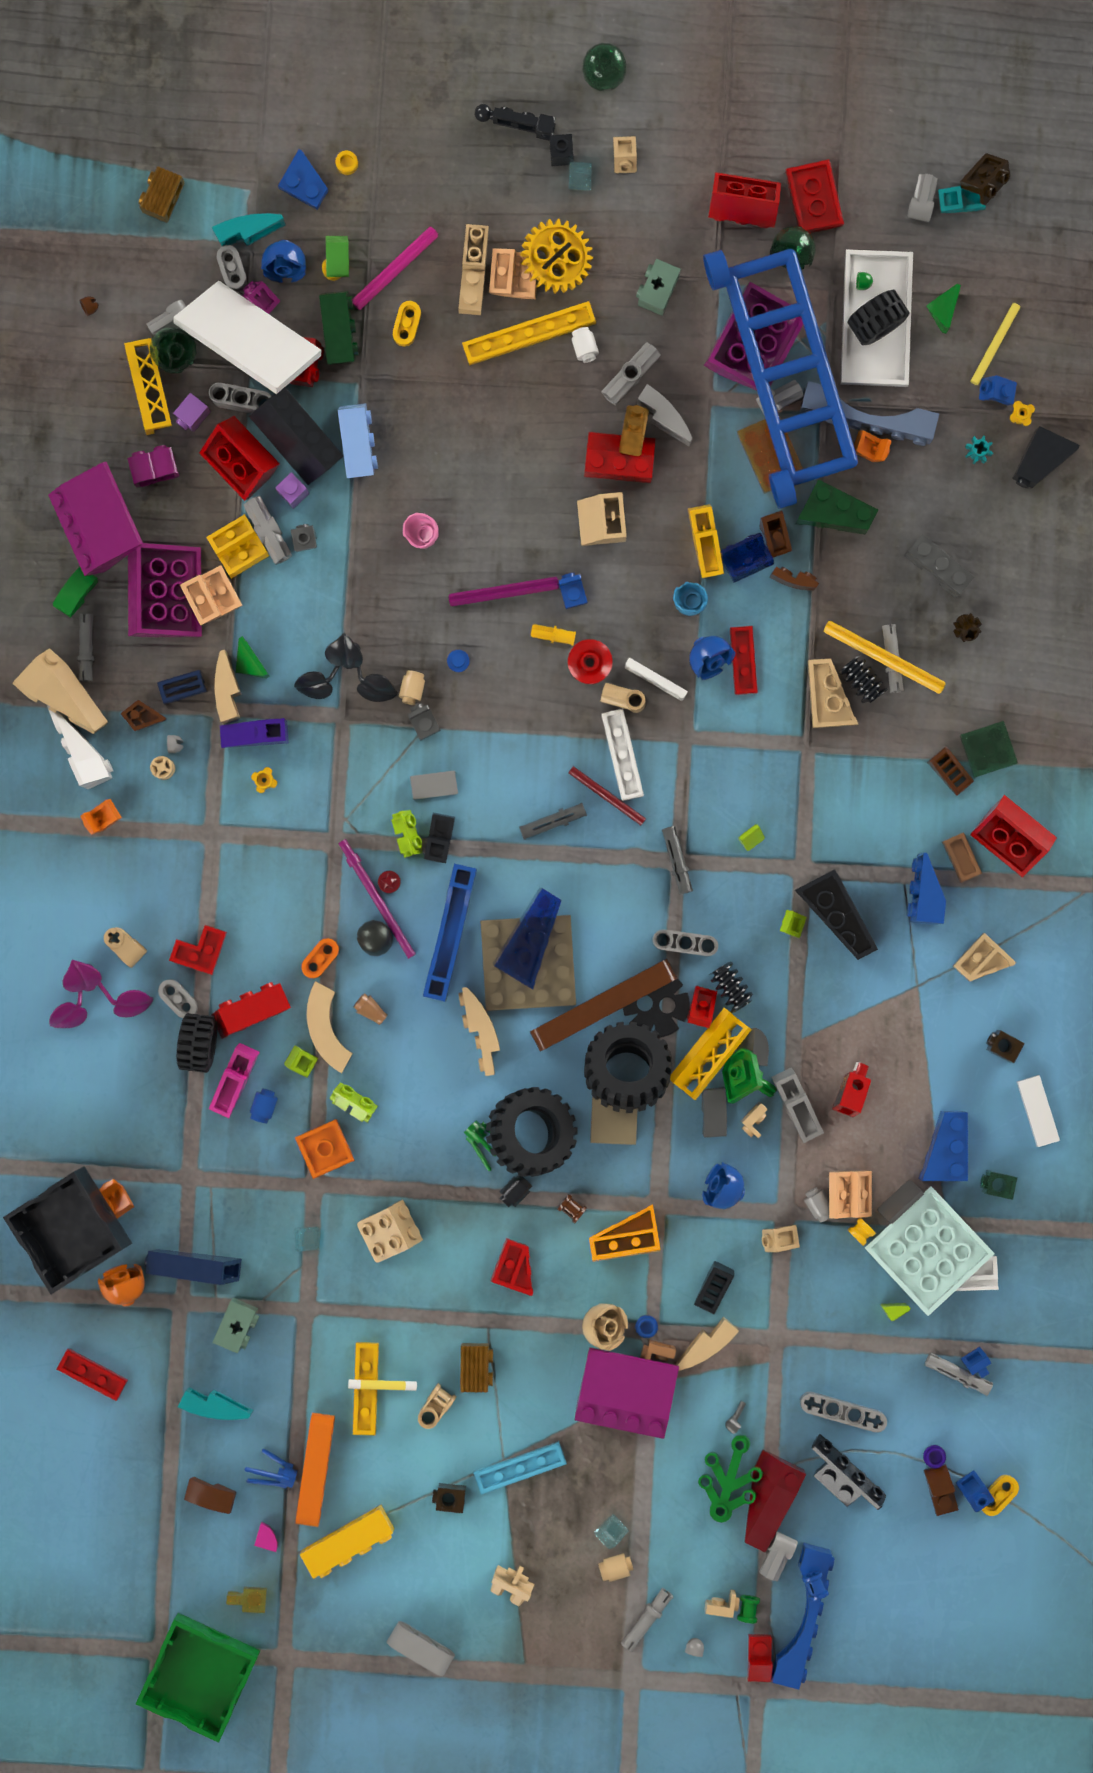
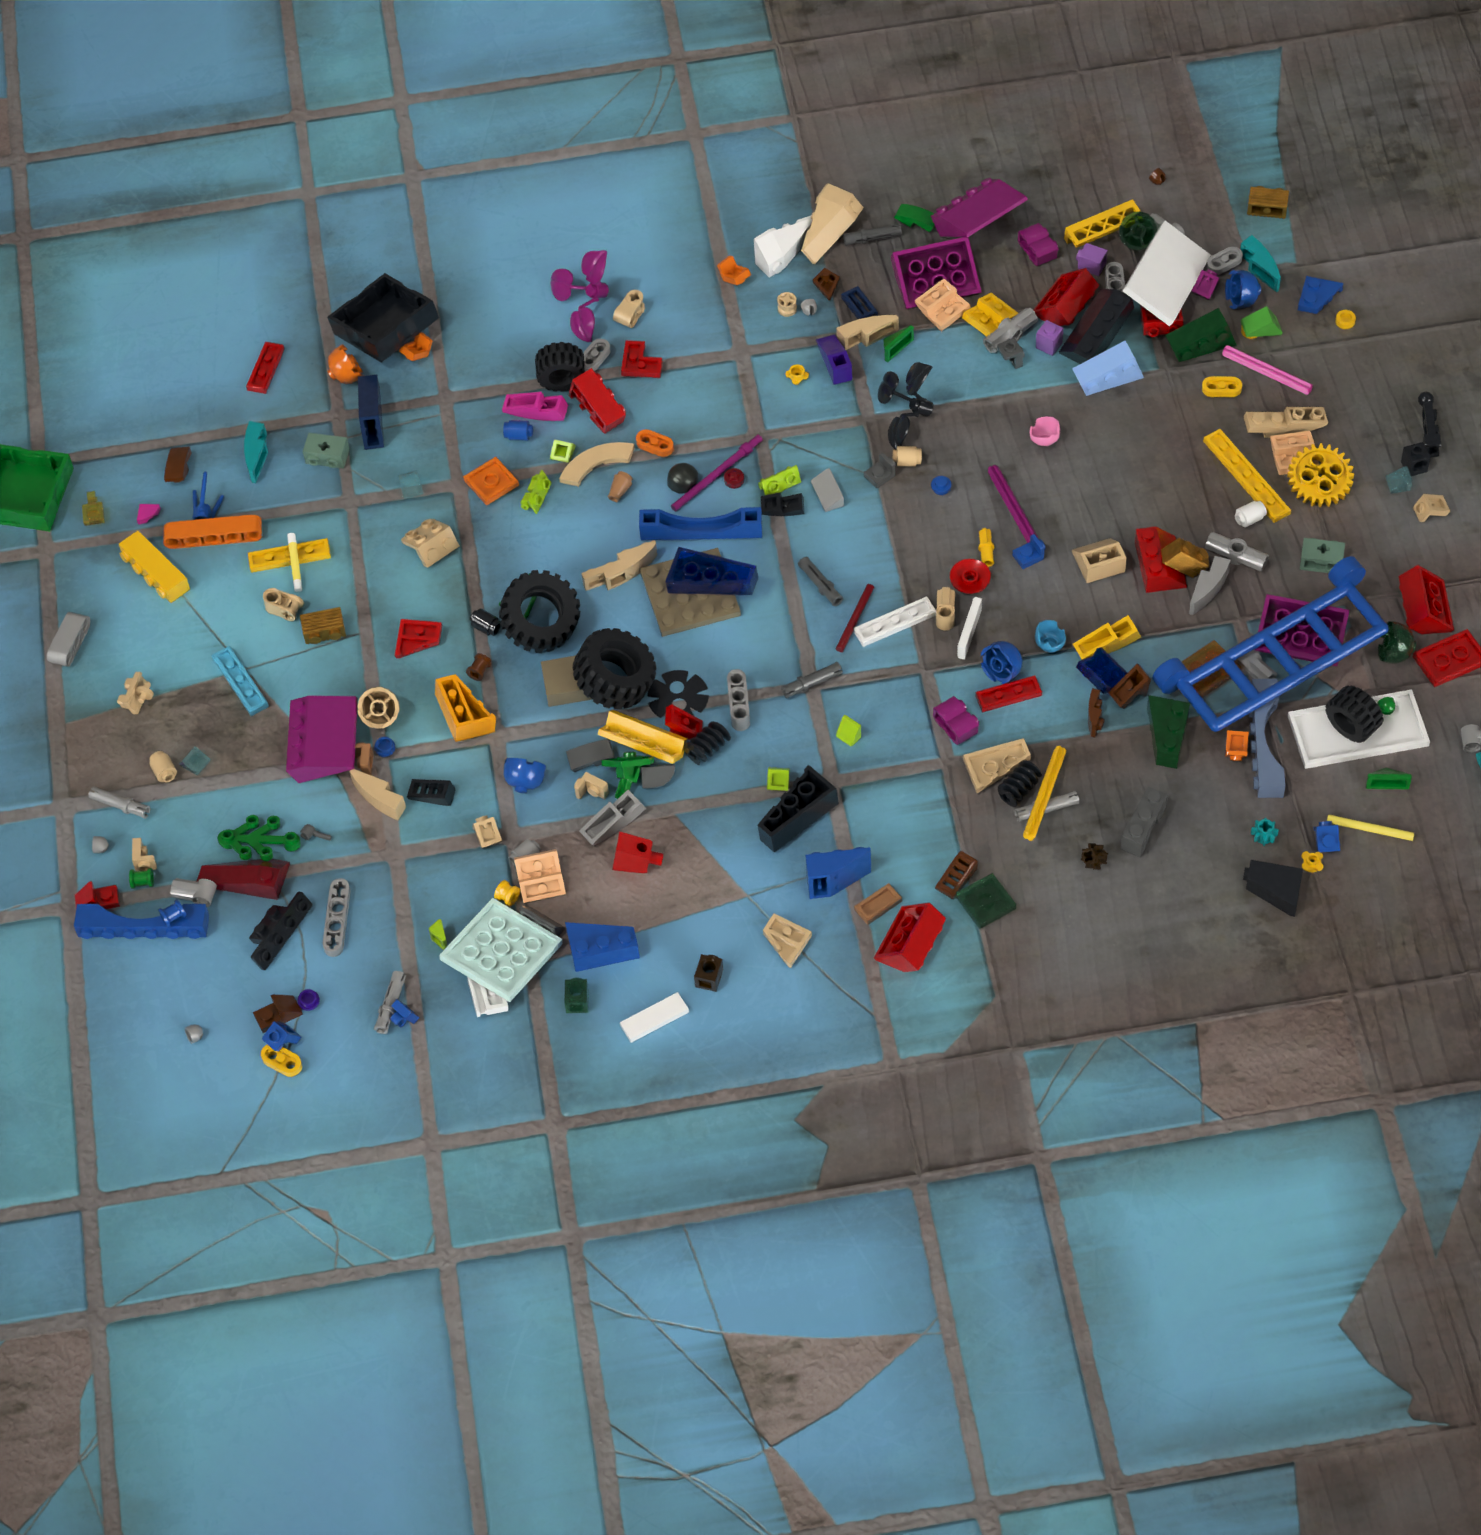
camera: 75 degrees right, 30 degrees down
(457, 1505) = (204, 632): dark brown brick -> none
(603, 1005) = (667, 652): reddish brown beam -> none
(767, 723) = (955, 720): none -> magenta brick
(945, 1579) = (193, 1033): none -> light grey hinge

